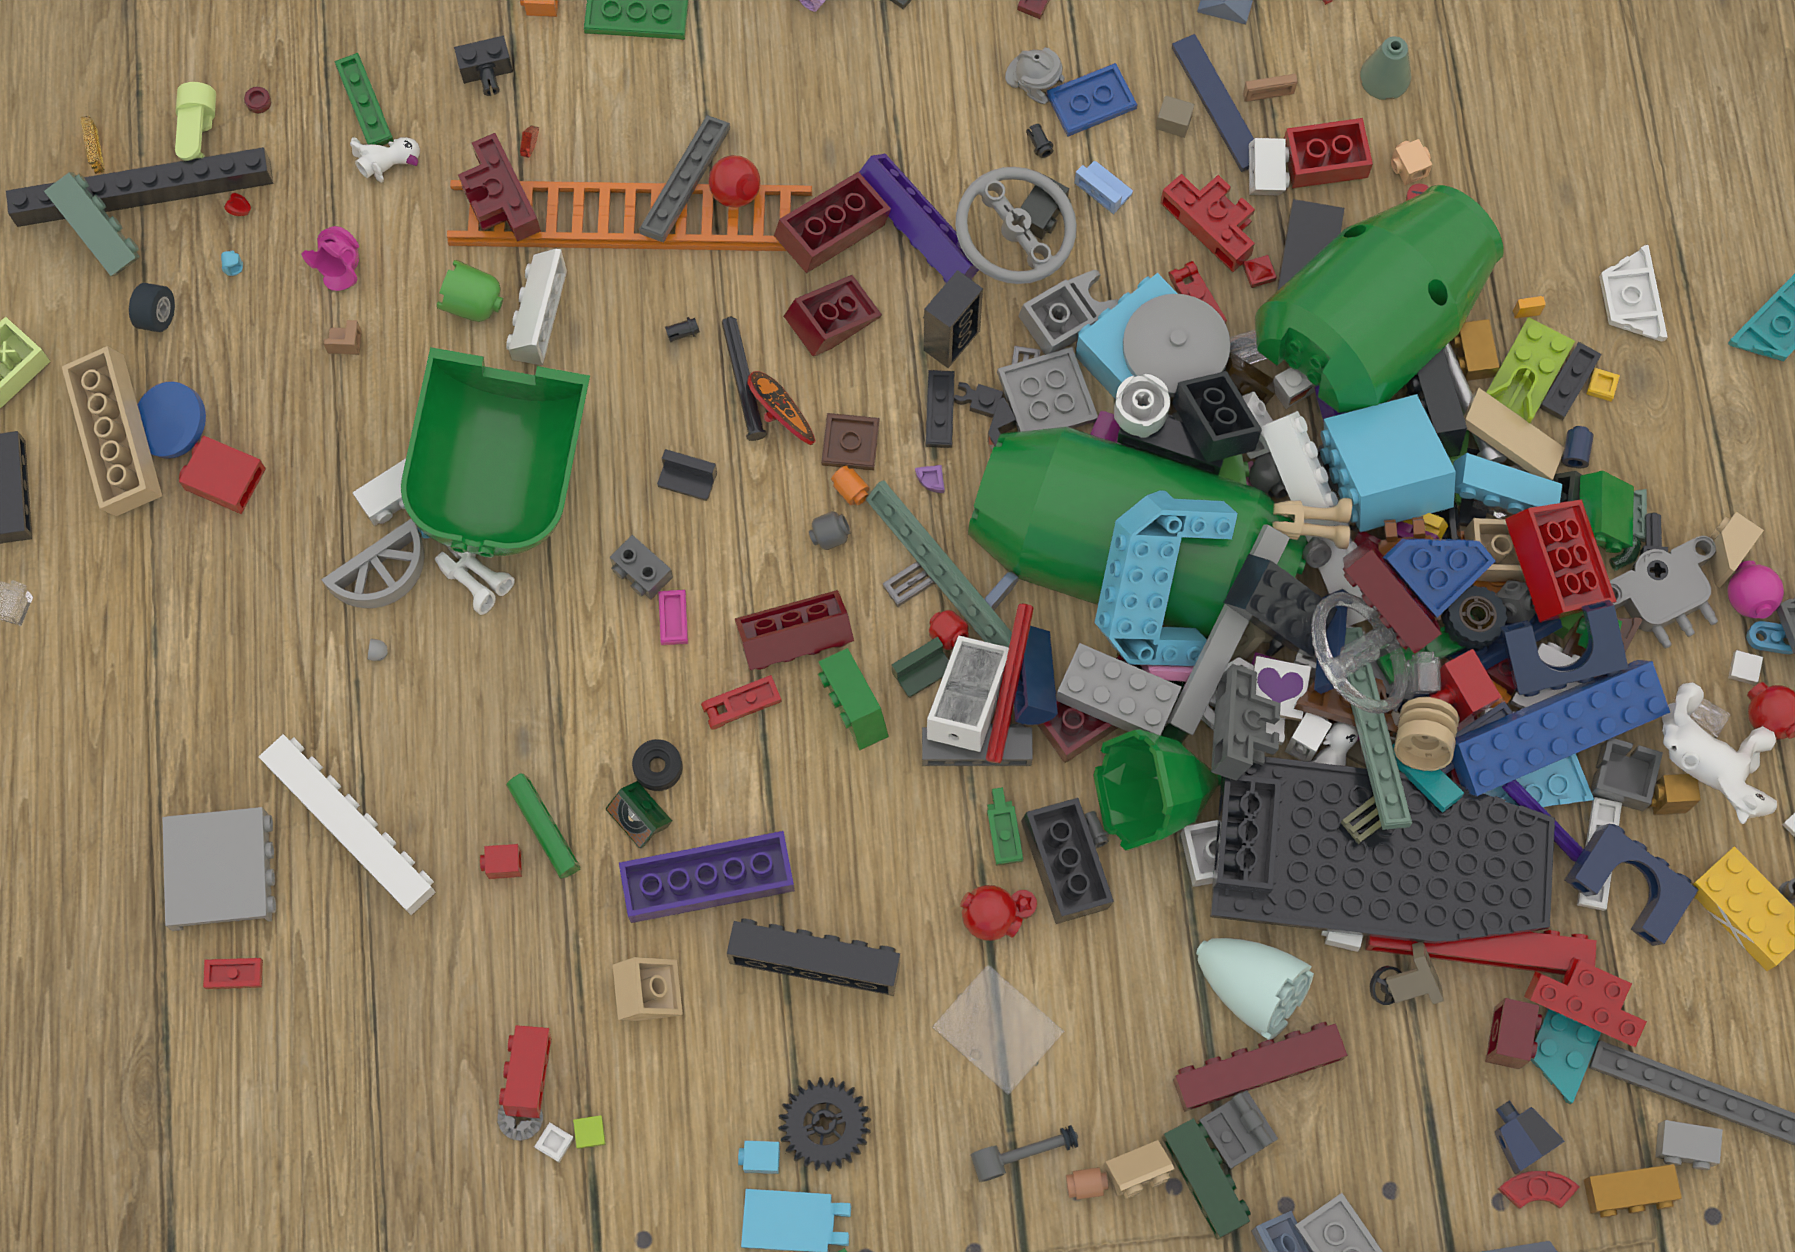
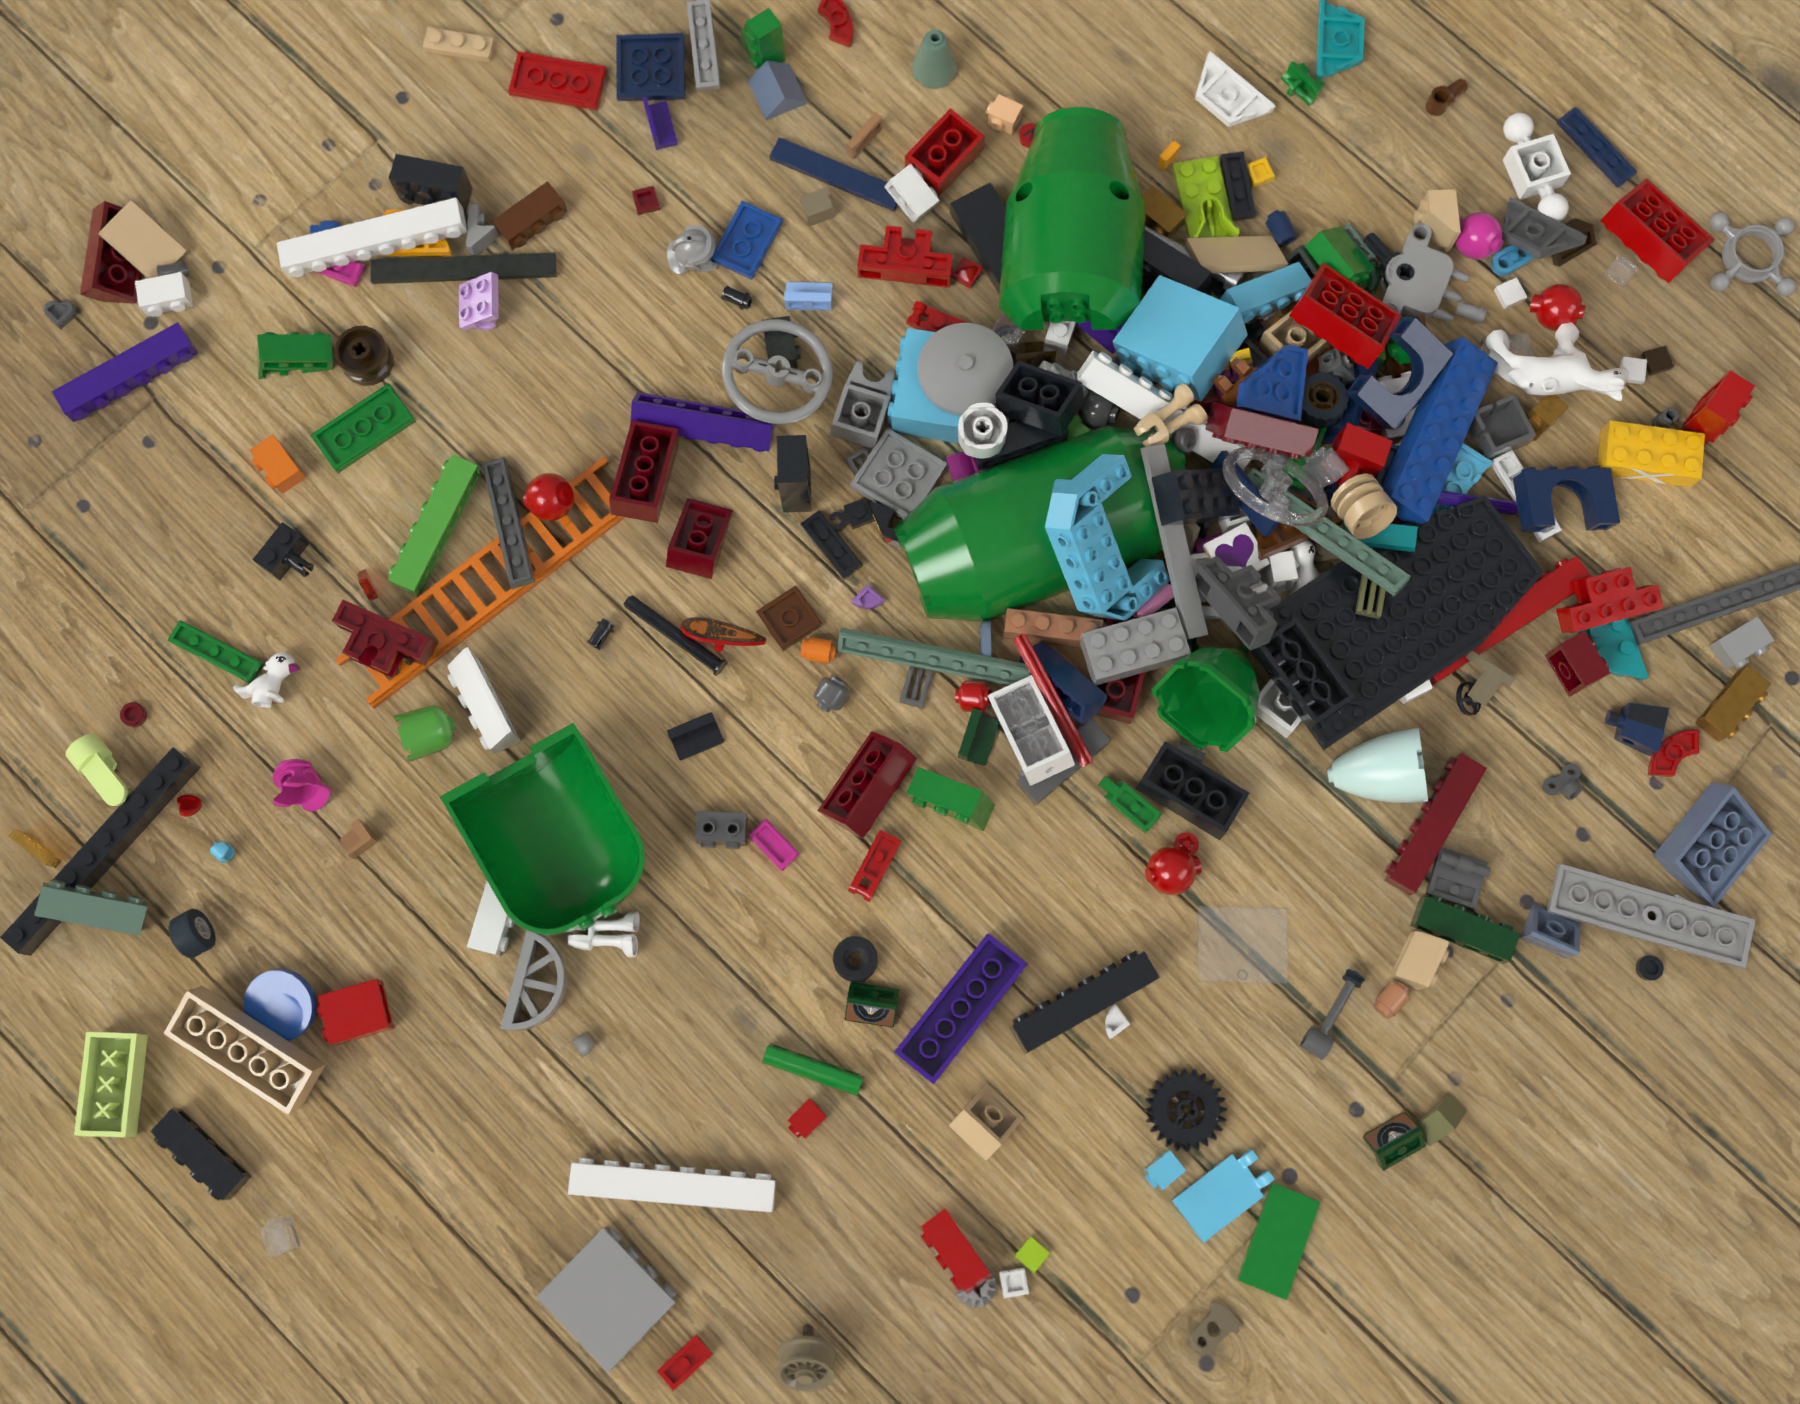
camera: 40 degrees left, 5 degrees up
(326, 1053) = (806, 1362): none -> dark tan wheel
(625, 134) = (435, 525): none -> bright green brick
(830, 1001) = (1115, 1021): none -> white tile
(1057, 617) = (1048, 627): none -> nougat brick
(1412, 1132) = (1565, 783): none -> dark grey piece
(1692, 654) = (1471, 312): none -> light grey pin
(1708, 334) = (1301, 83): none -> green hips

